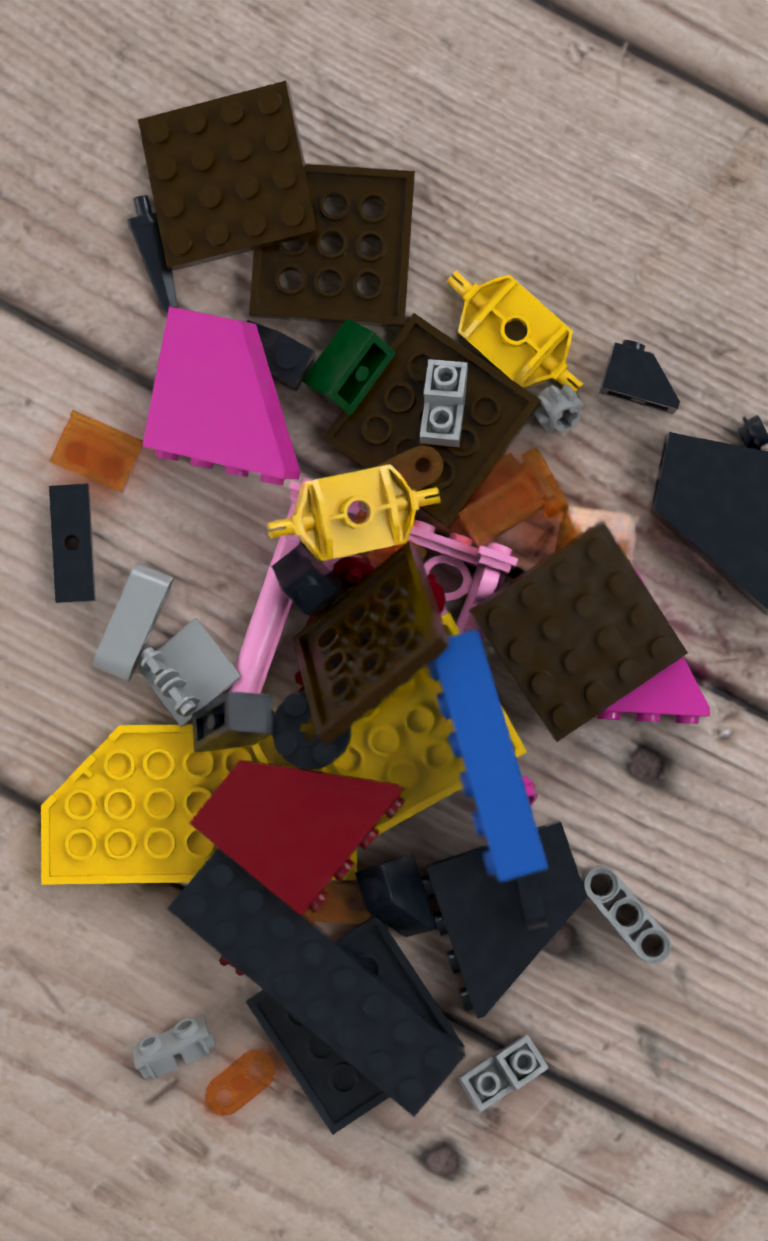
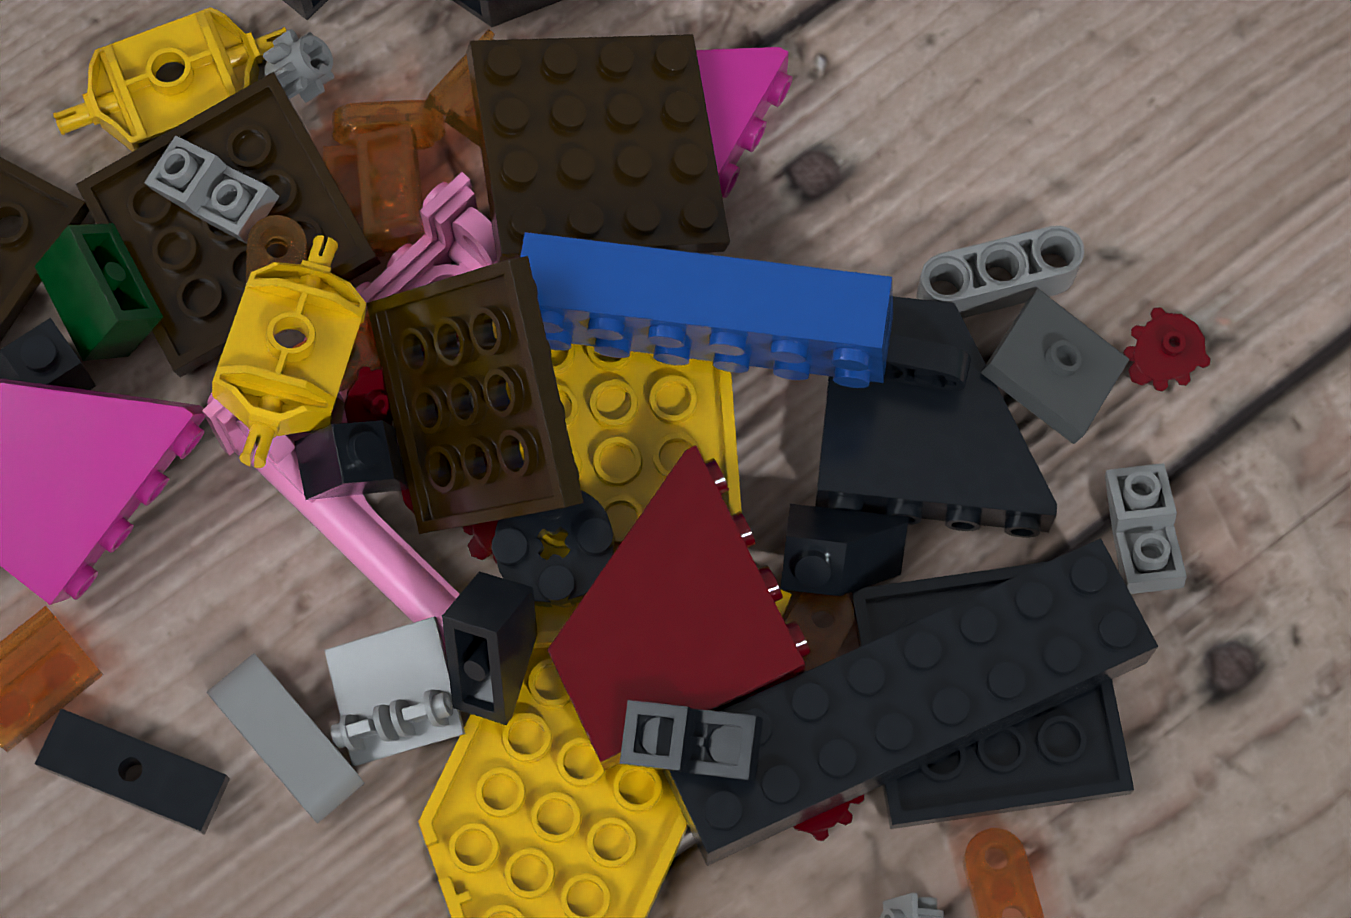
camera: 60 degrees left, 15 degrees down
(223, 870) = (691, 740): none -> black slope
(577, 976) = (1055, 366): none -> dark grey plate
(626, 1038) = (1166, 350): none -> dark red piece

